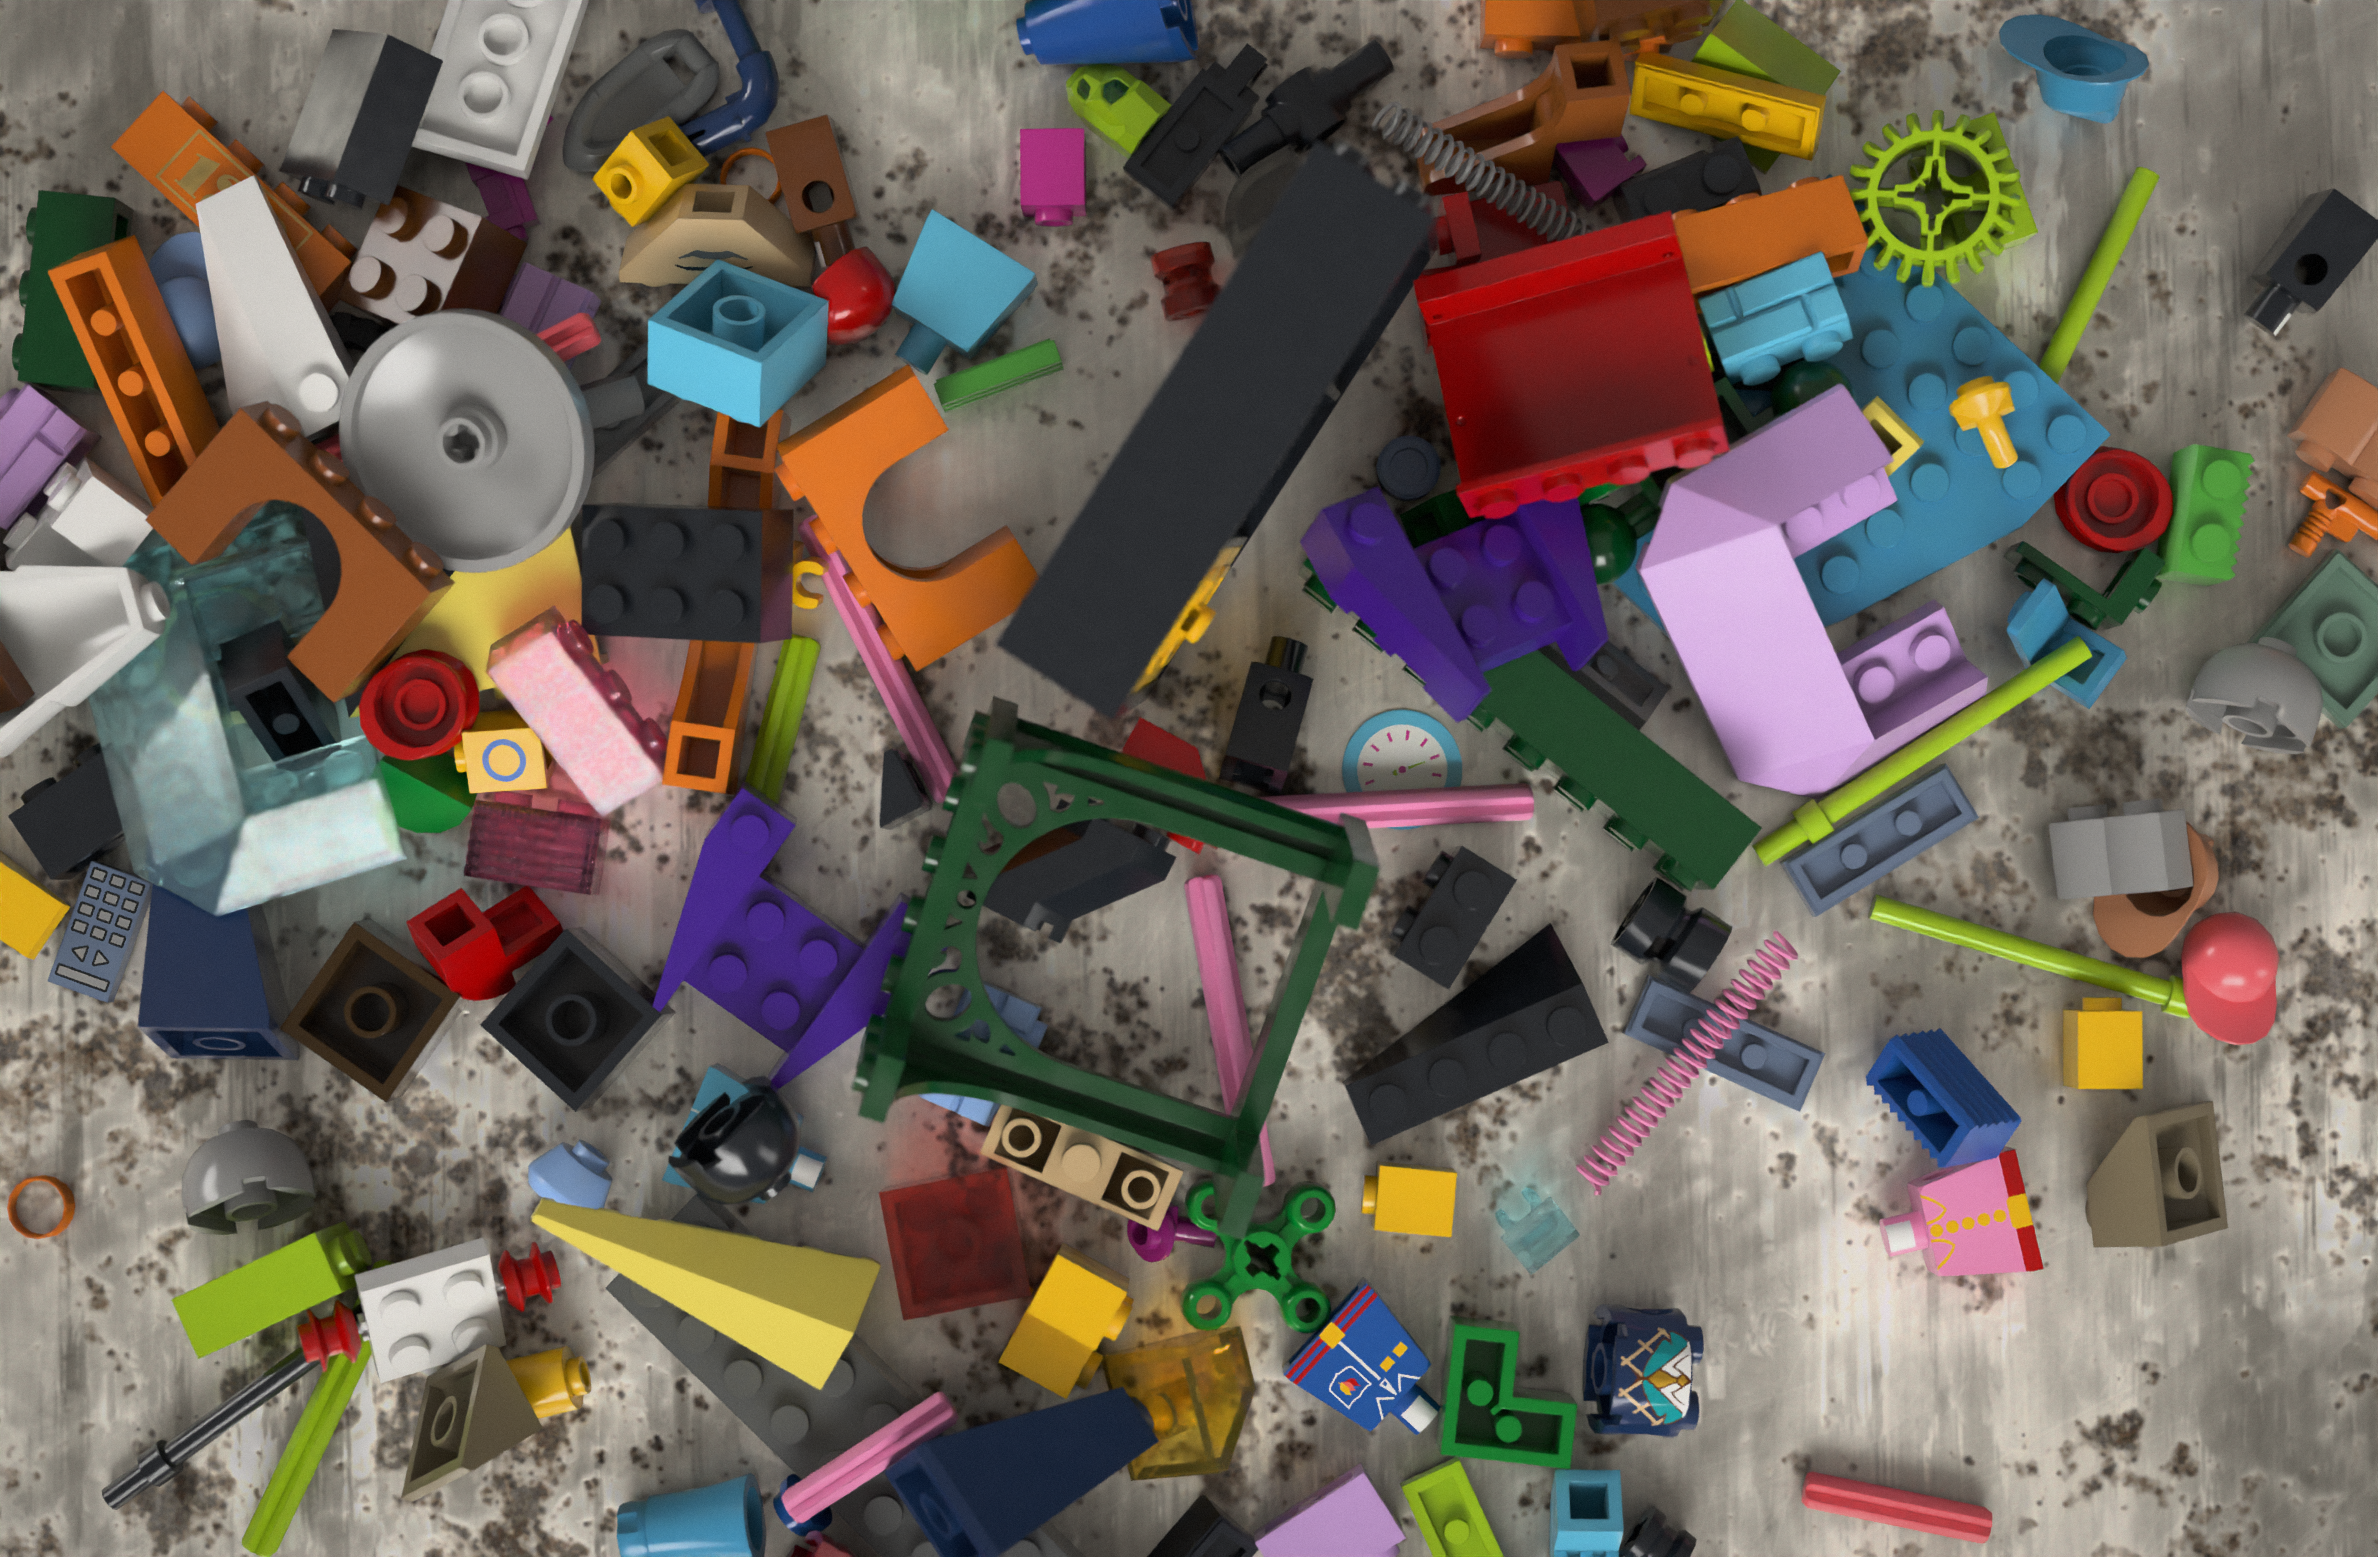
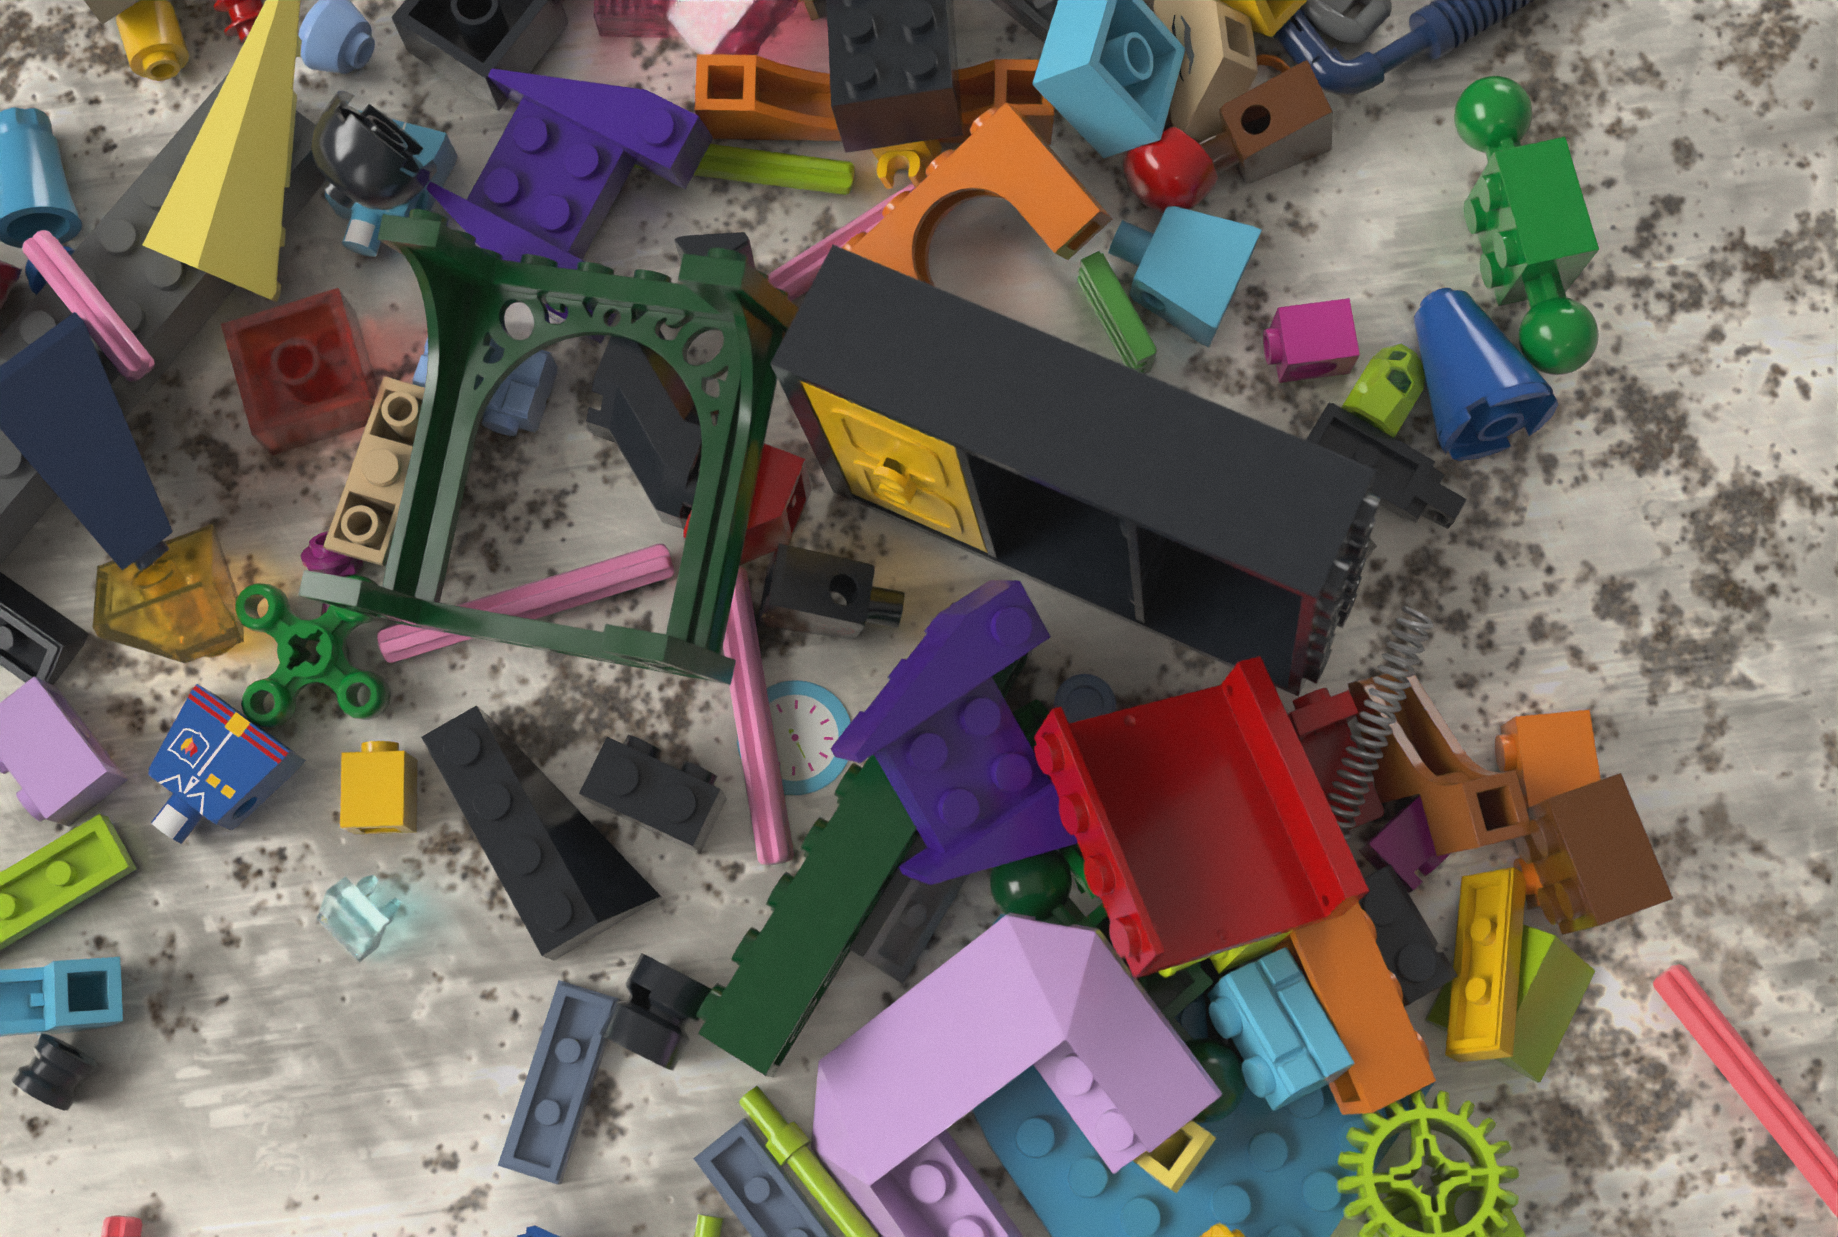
camera: 80 degrees right, 10 degrees down
(1067, 1321) = (241, 481): yellow brick -> none
(1307, 108) = (1416, 568): black pin -> none
(1485, 1412) = (169, 891): green brick -> none
(1641, 1371) = (222, 1030): dark blue brick -> none
(1668, 1093) = (447, 978): bright pink piece -> none

